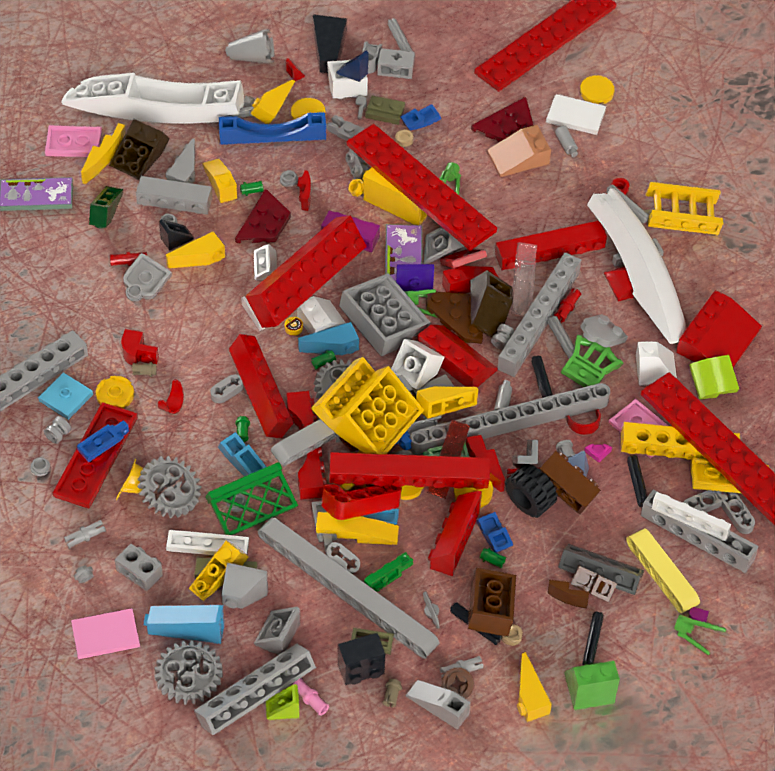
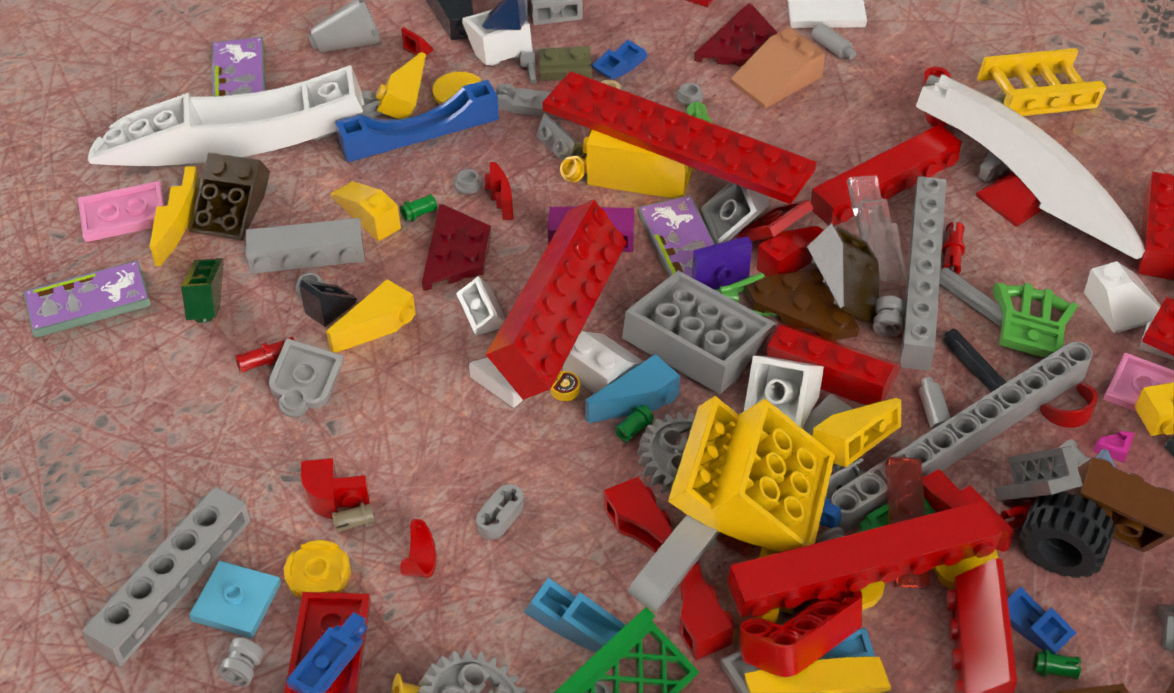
camera: 15 degrees left, 5 degrees down
(175, 59) = (238, 67): none -> medium lavender tile
(184, 165) = (306, 201): light grey slope -> none
(242, 427) = (550, 561): green pin -> none
(260, 386) = (558, 492): red brick -> none
(454, 154) = (689, 94): none -> light grey plate
(602, 331) = (1026, 270): light grey plate -> none

